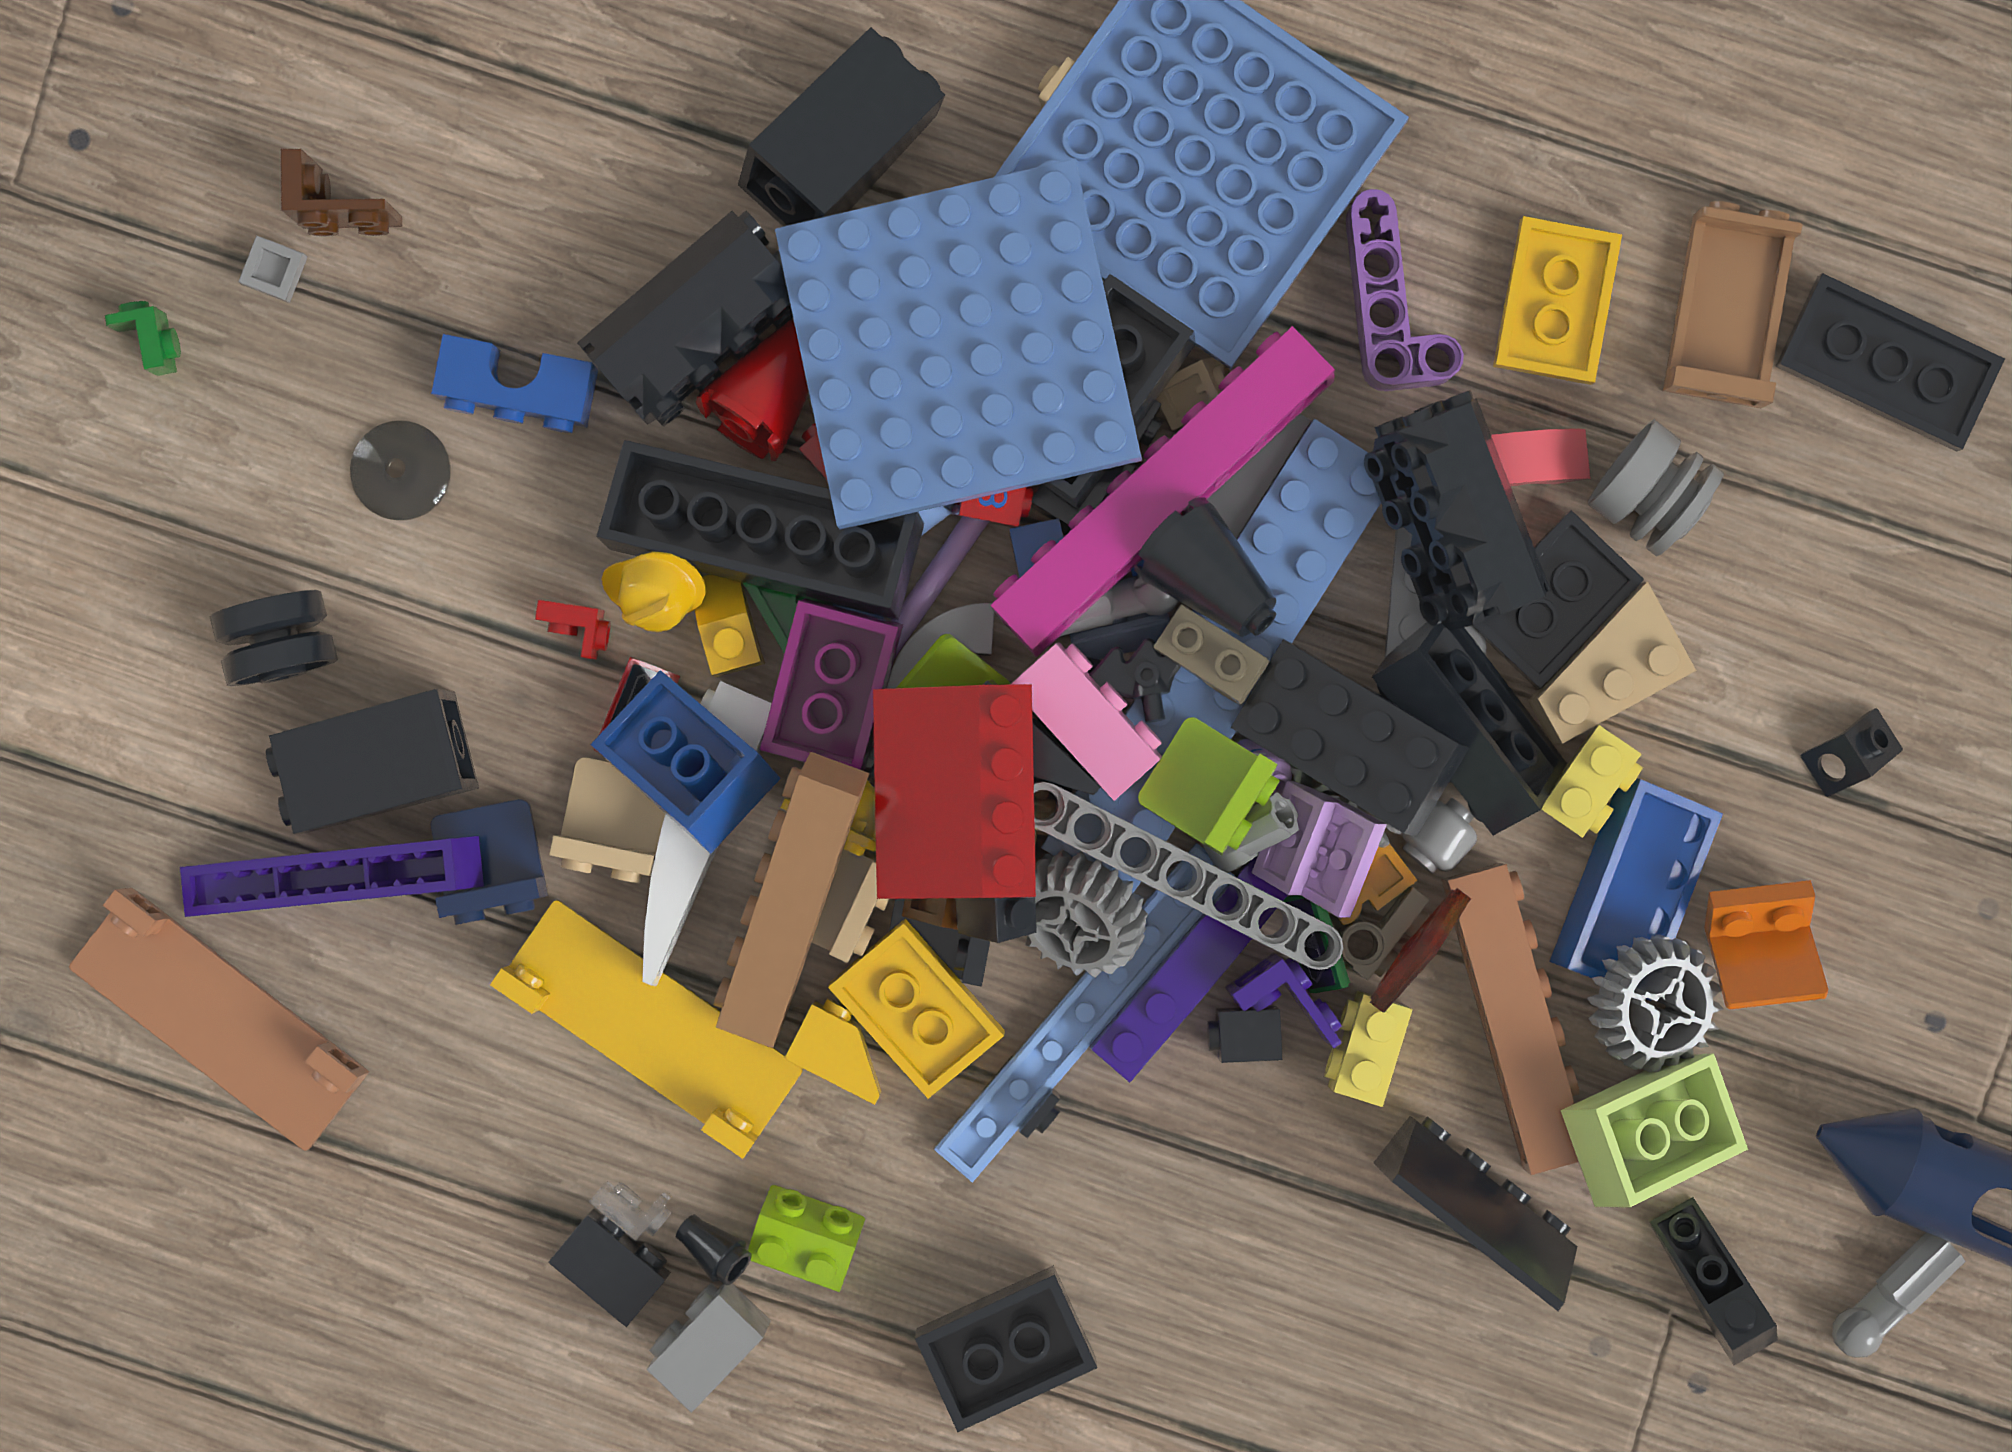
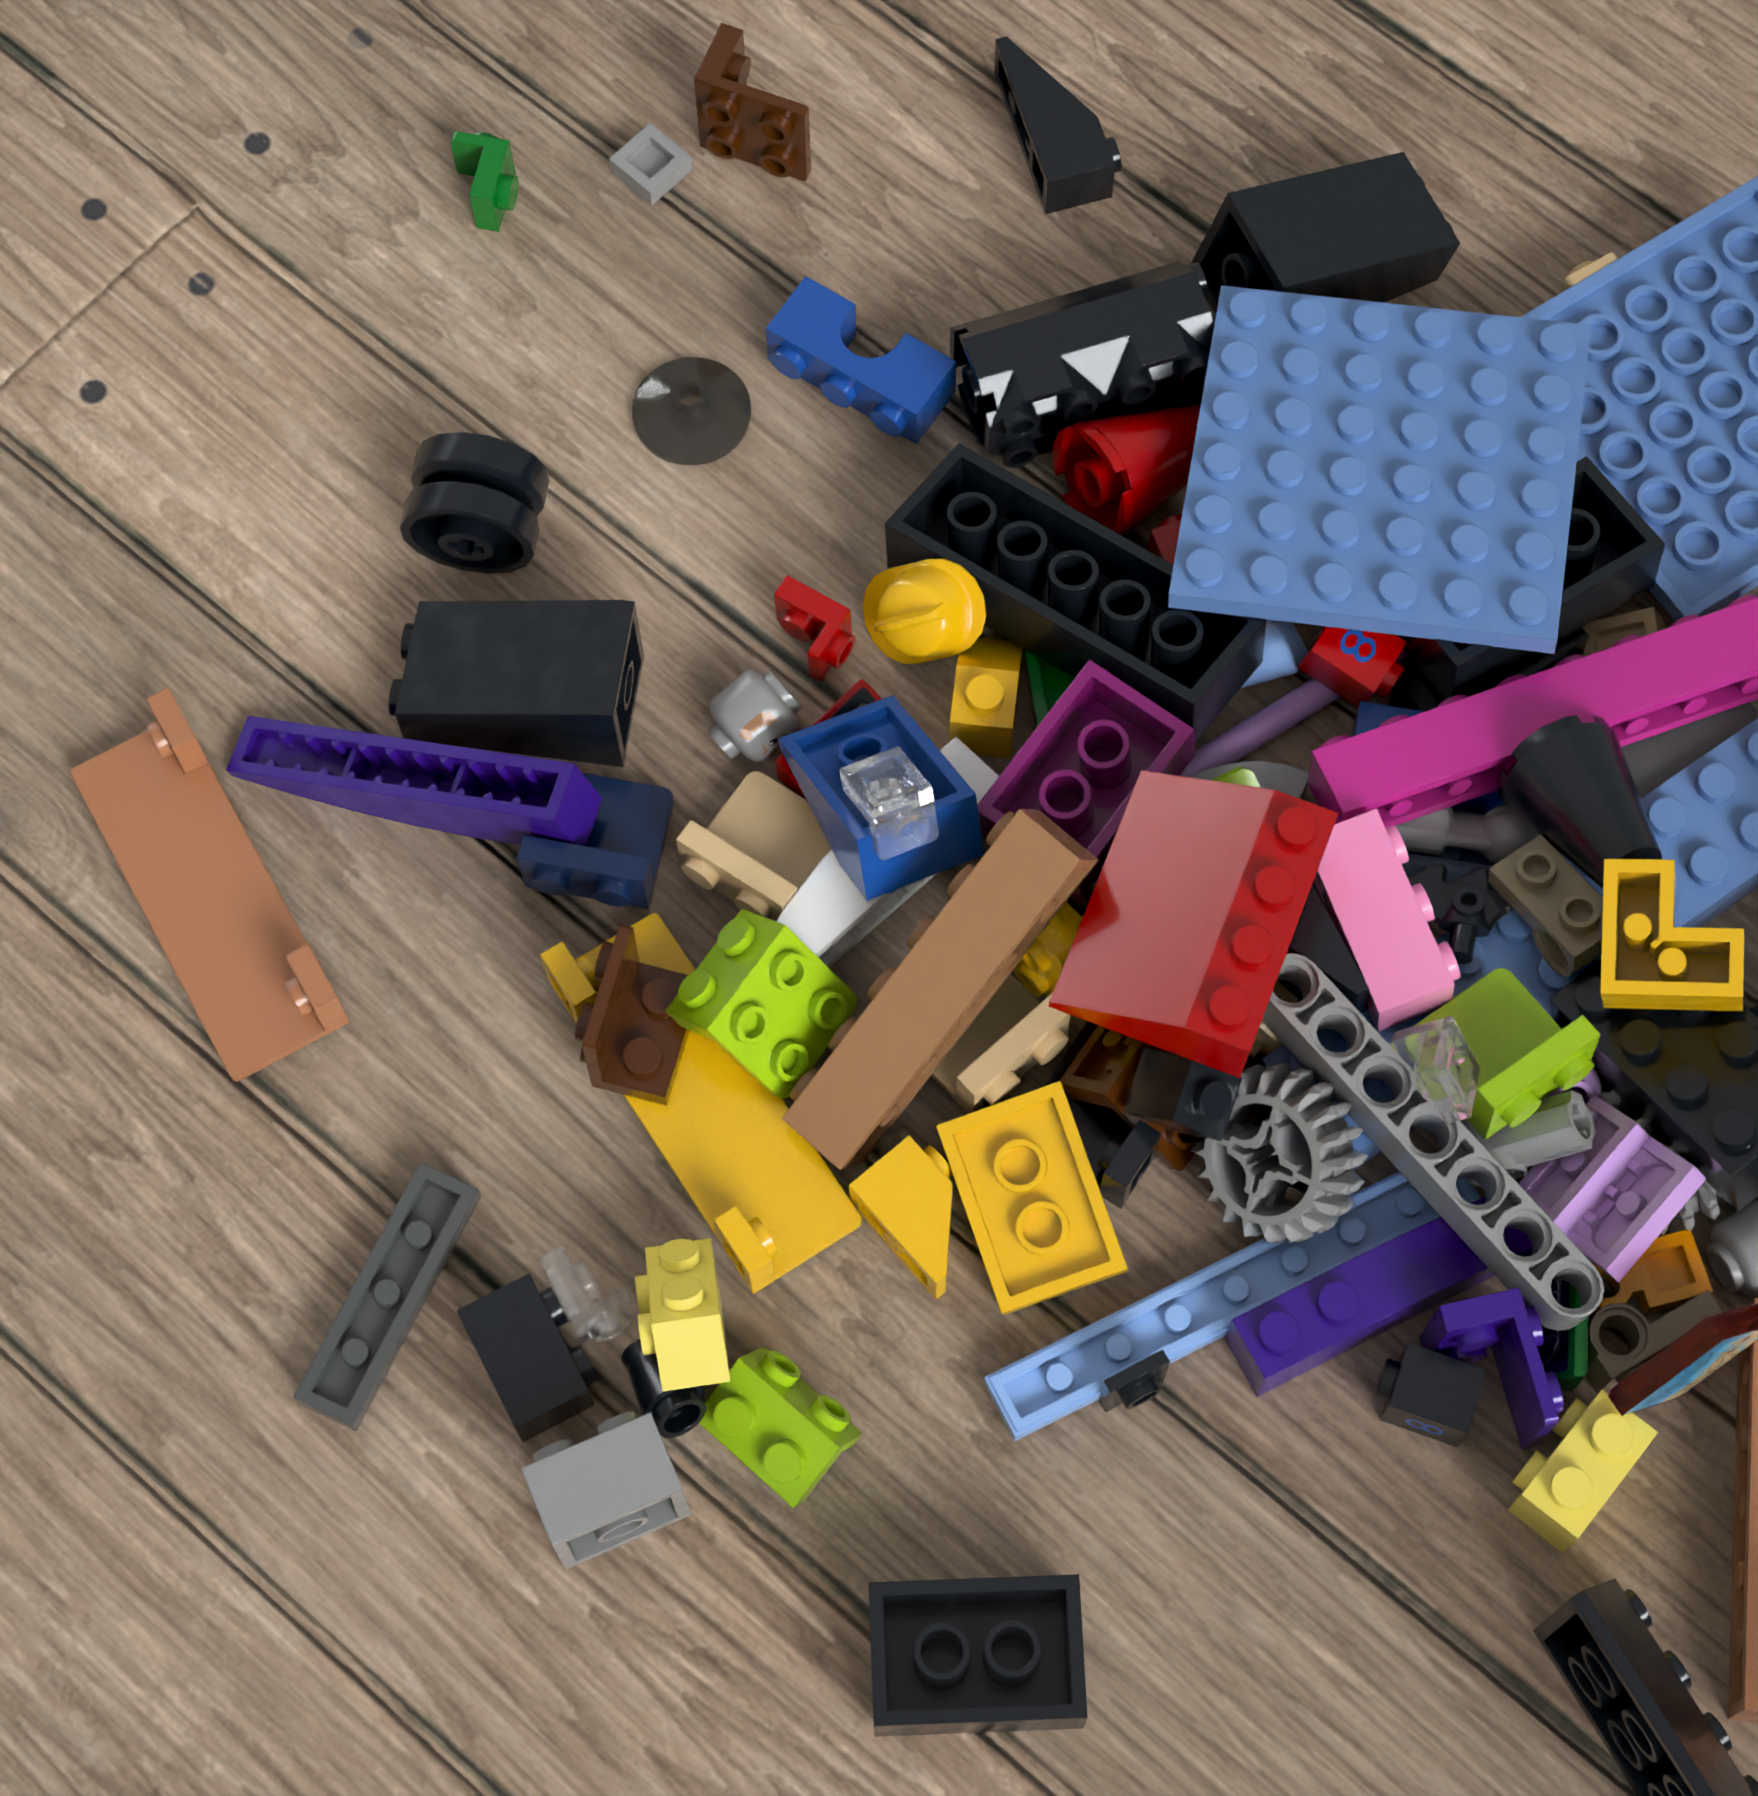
camera: 25 degrees right, 20 degrees down
(492, 1262) = (387, 1296): none -> dark grey plate
(561, 716) = (753, 715): none -> light grey head
(581, 1000) = (626, 1032): none -> reddish brown bracket
(589, 113) = (1056, 133): none -> black slope
(665, 951) = (764, 1001): none -> lime bracket
(699, 787) = (893, 801): none -> clear bracket
(709, 1201) = (683, 1314): none -> light yellow brick
(1175, 830) = (1441, 1066): none -> clear bracket
(1294, 696) = (1651, 960): none -> yellow brick

